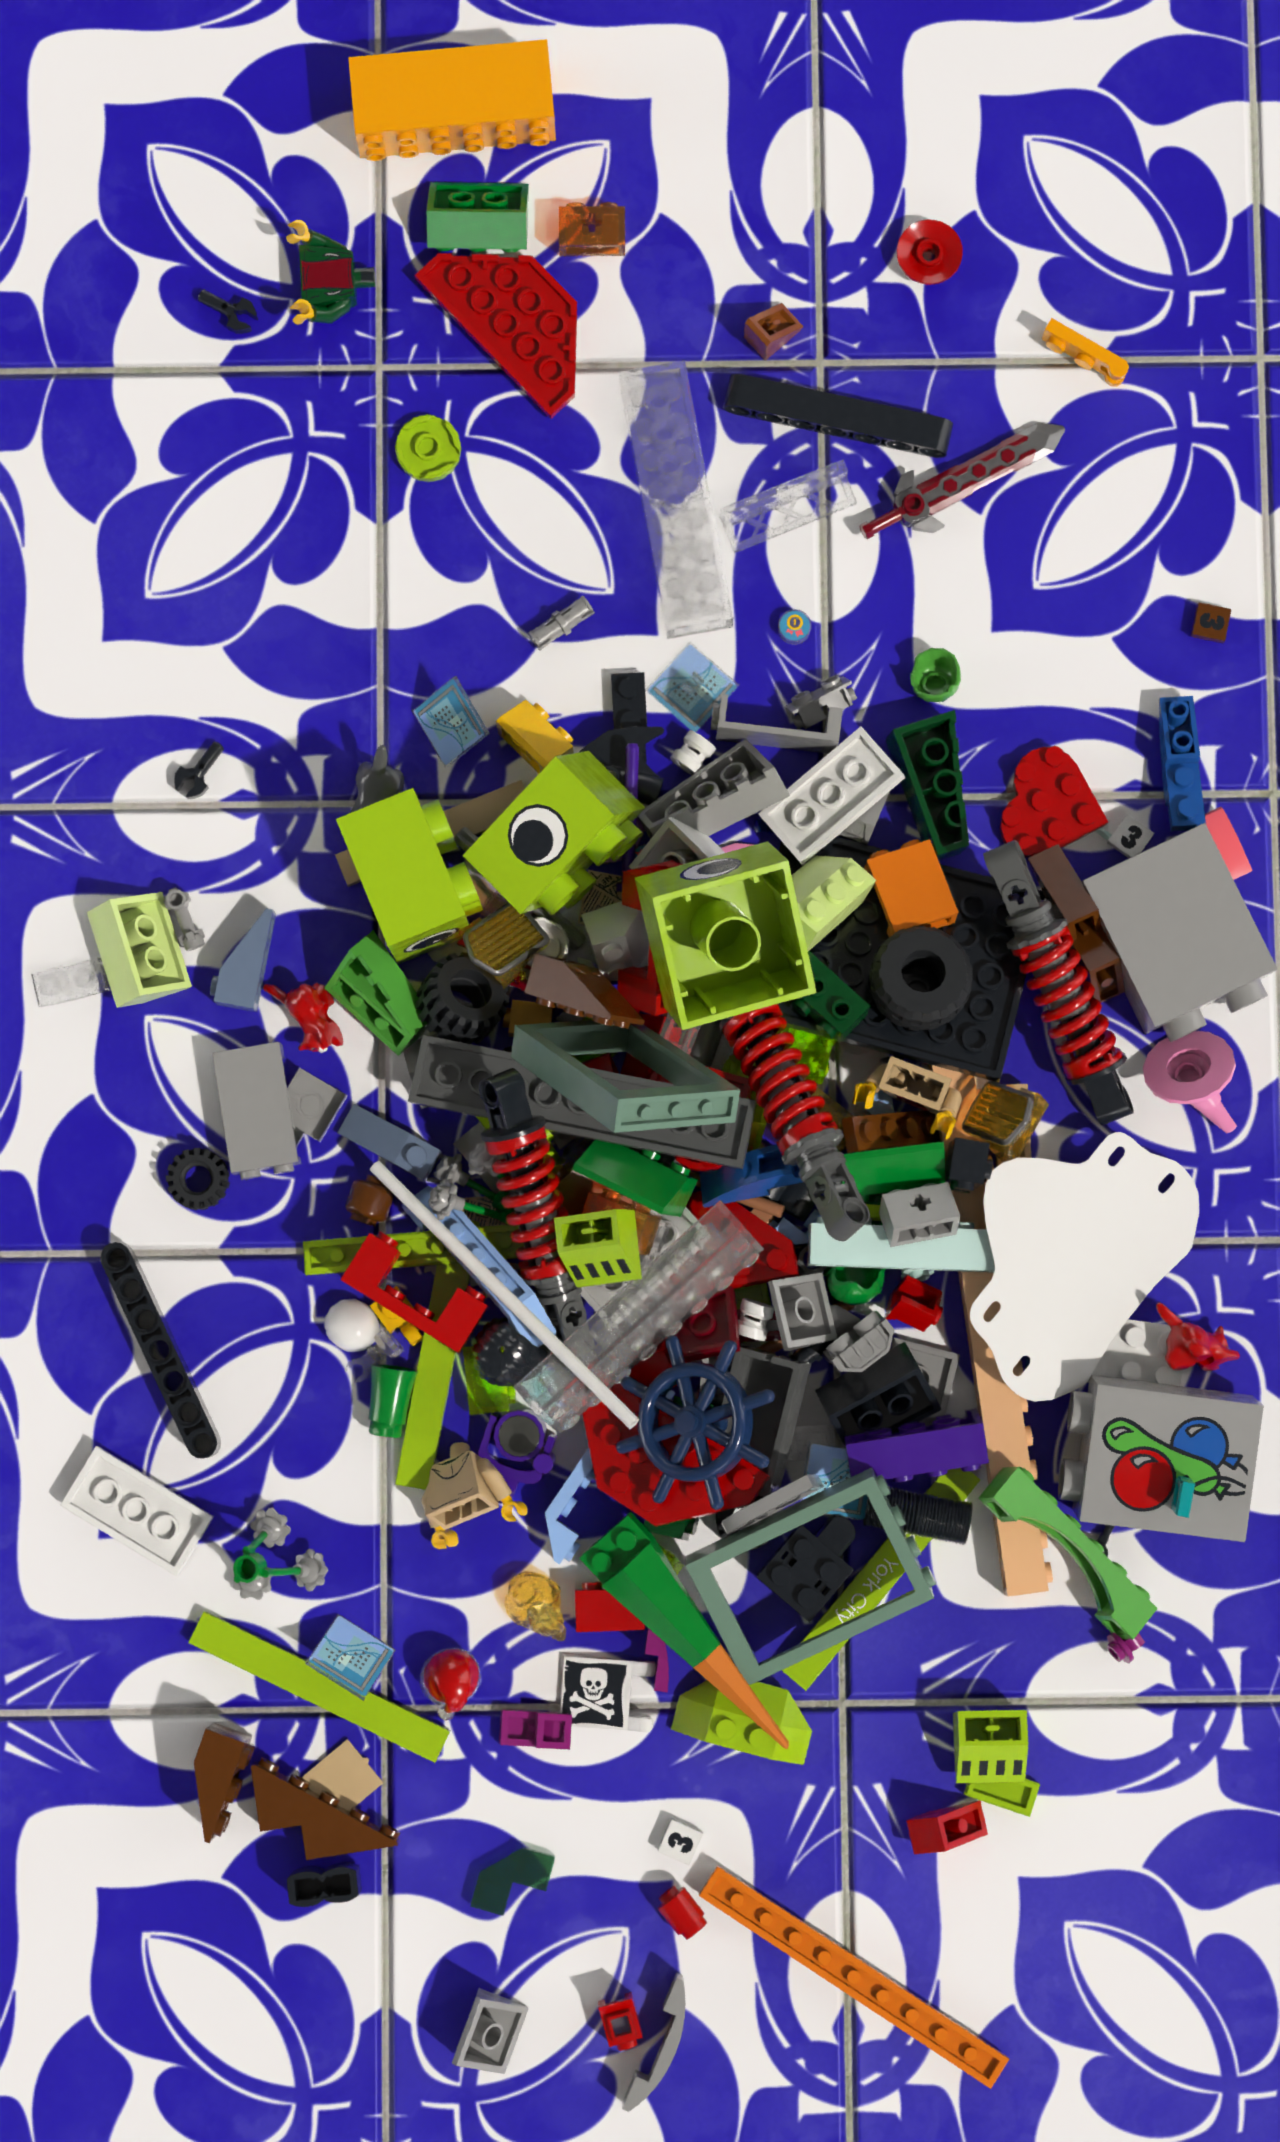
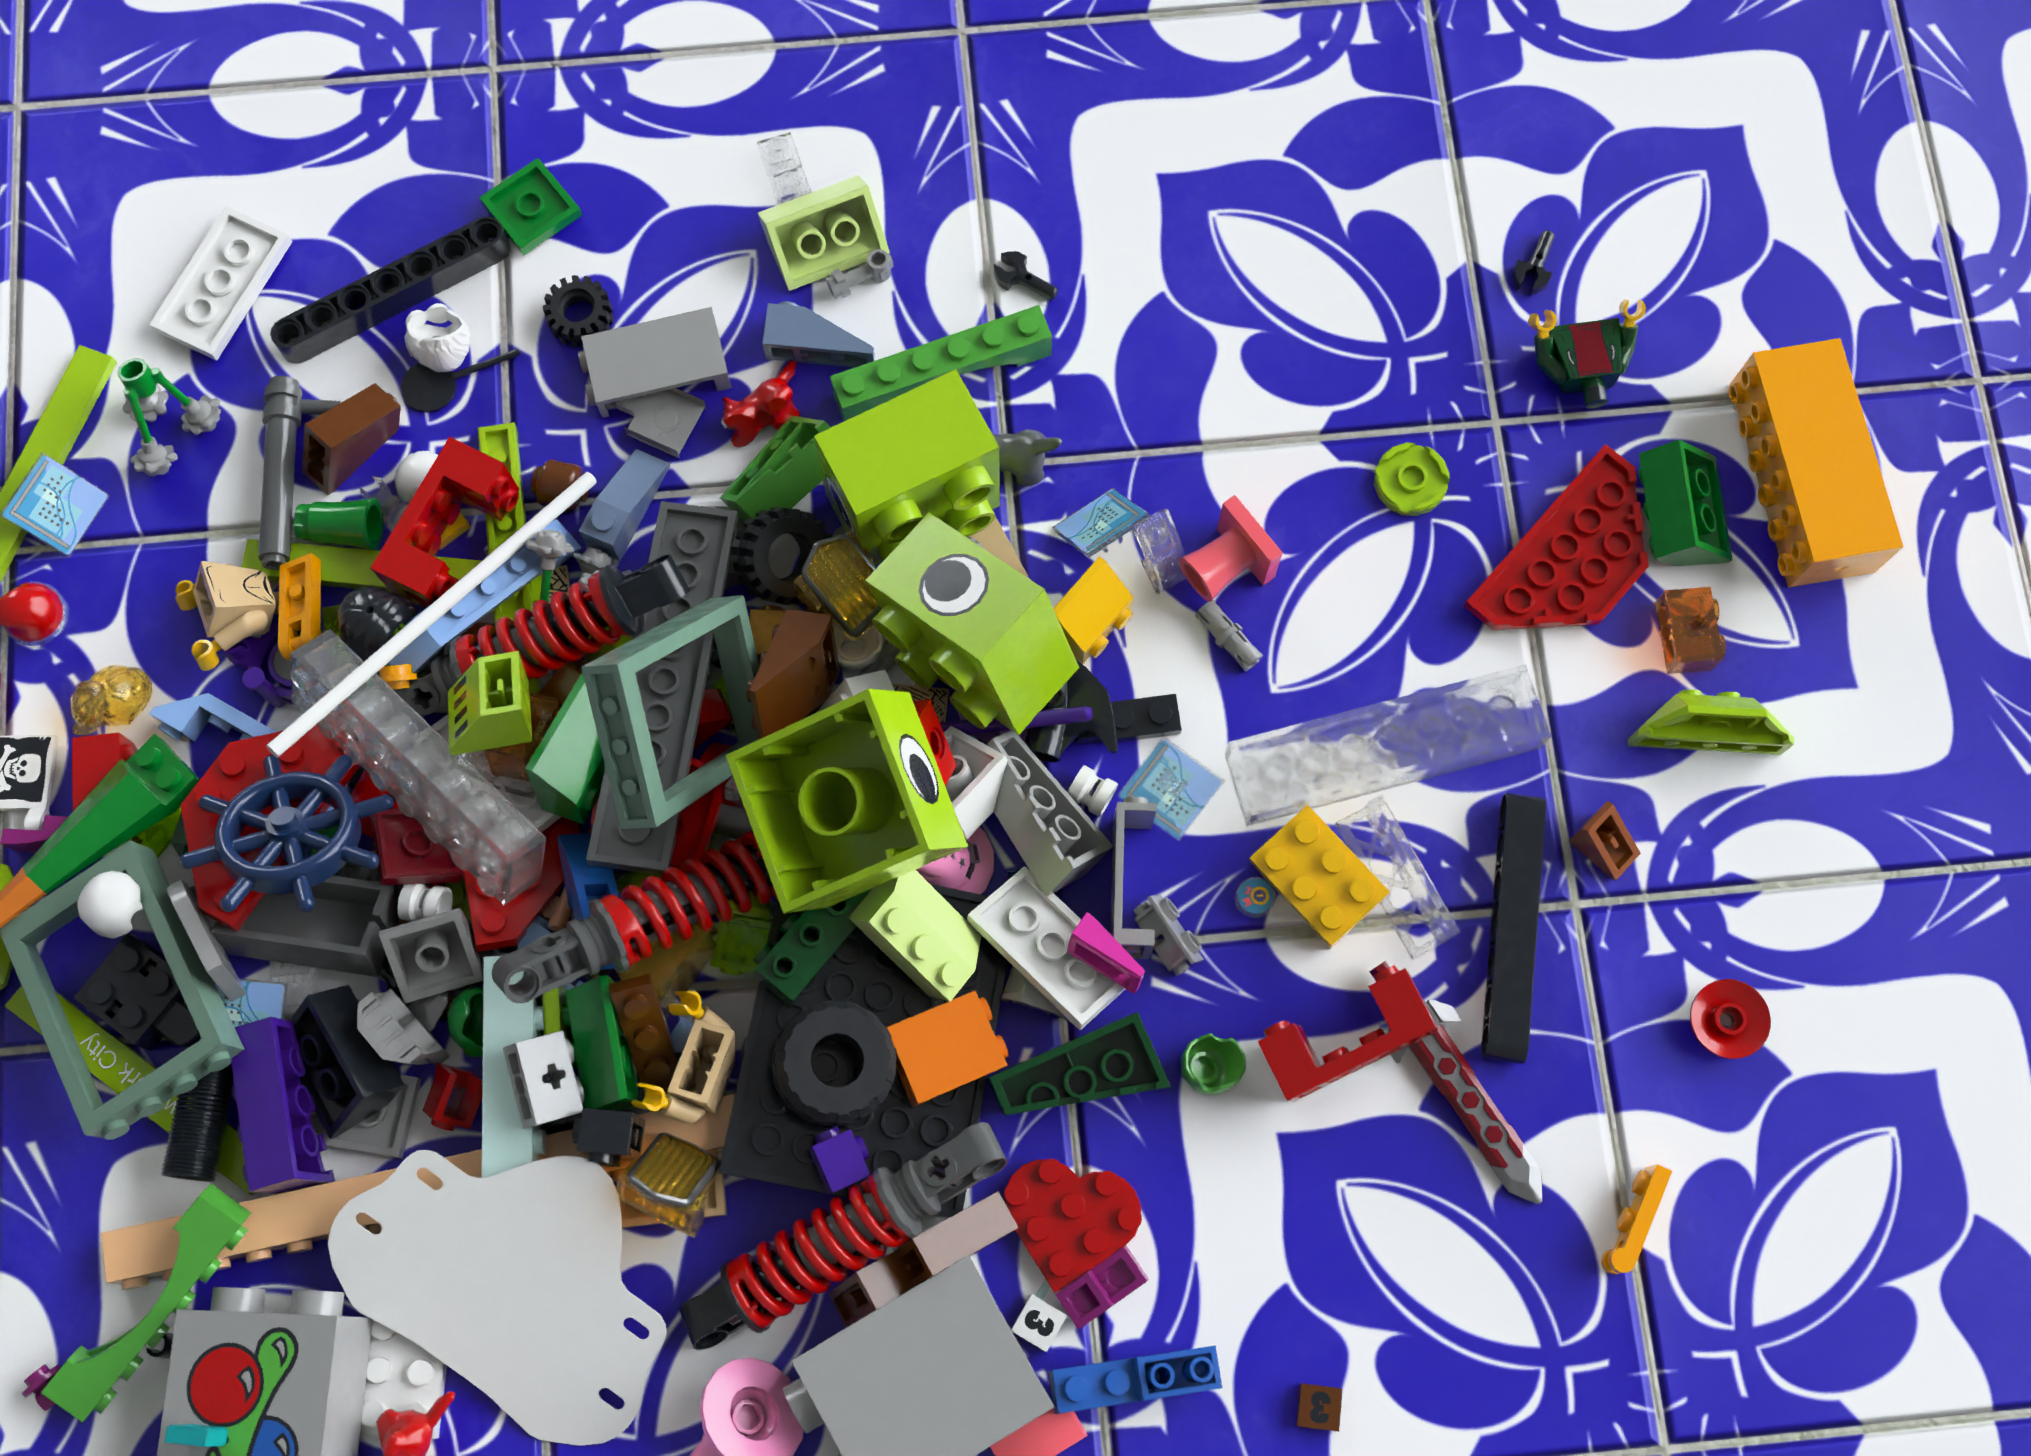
camera: 85 degrees right, 10 degrees down
(85, 1220) = (531, 206): none -> green plate
(222, 1306) = (437, 346): none -> white hair
(255, 1319) = (432, 391): none -> black piece
(282, 1452) = (282, 420): none -> dark grey cylinder
(284, 850) = (1004, 341): none -> bright green arch
(307, 1389) = (348, 436): none -> reddish brown slope
(472, 1429) = (299, 603): none -> light orange plate
(483, 670) = (1161, 549): none -> clear slope
(493, 611) = (1239, 547): none -> coral plant
(559, 1328) = (398, 675): none -> light orange plate
(676, 226) = (1713, 724): none -> lime wedge
(741, 1577) = (109, 903): none -> white hair
(785, 570) = (1319, 876): none -> yellow brick
(843, 752) = (1100, 950): none -> dark pink slope
(946, 604) = (1299, 1068): none -> red plate
(998, 980) = (839, 1159): none -> dark purple brick
(1106, 784) = (1102, 1287): none -> magenta slope

